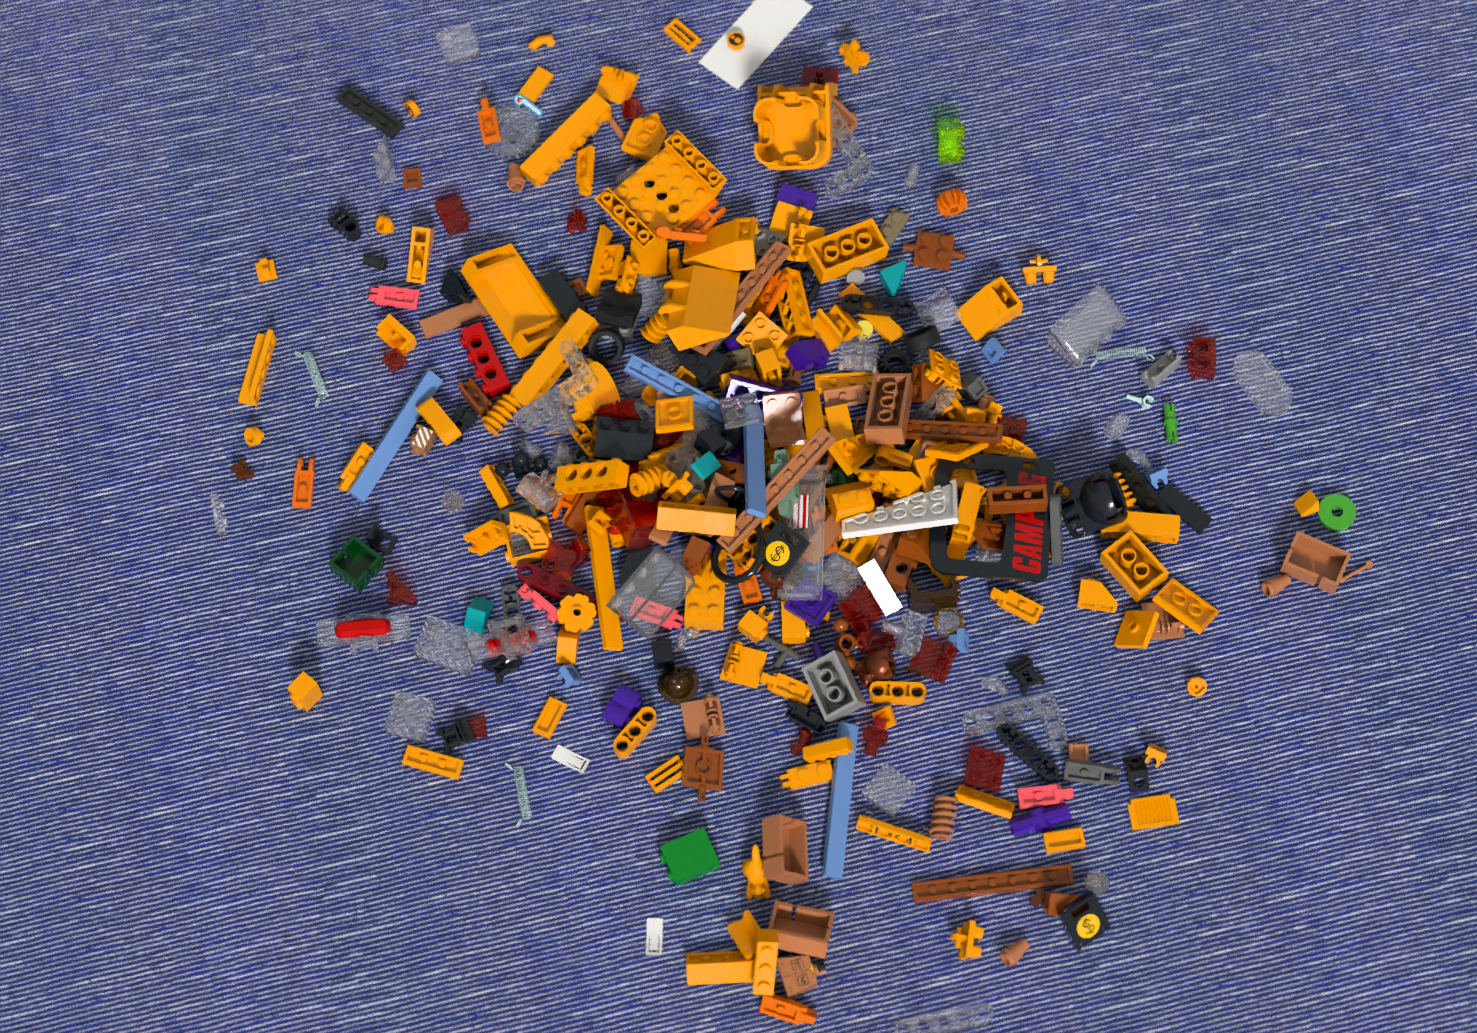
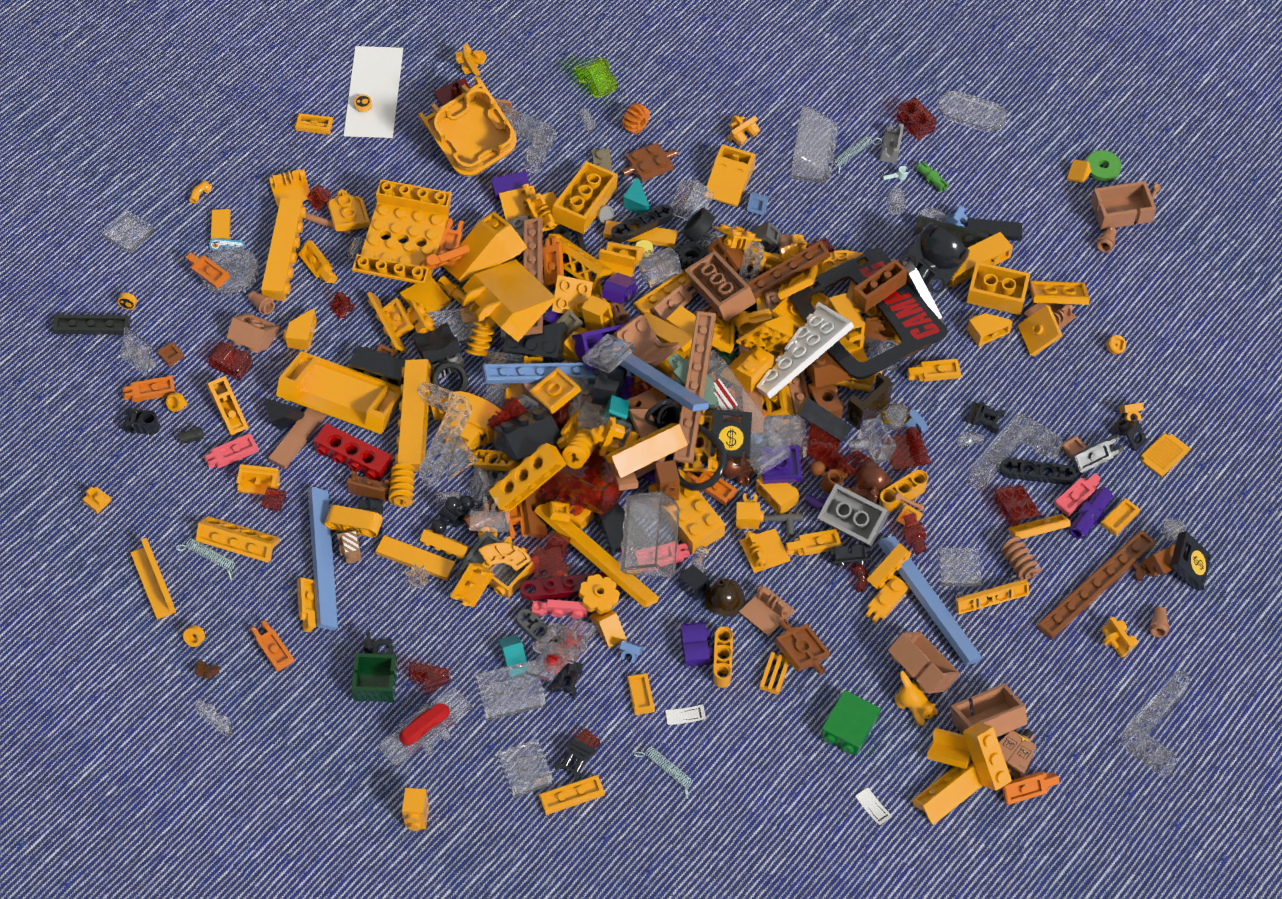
camera: 40 degrees left, 10 degrees down
(341, 374) = (236, 538): none -> light orange fence
(373, 200) = (149, 389): none -> orange hinge
(466, 483) = (411, 555): none -> light orange tile
(488, 200) = (252, 332): none -> nougat slope
(526, 224) = (301, 331): none -> light orange slope
(883, 695) = (898, 496): none -> nougat hinge

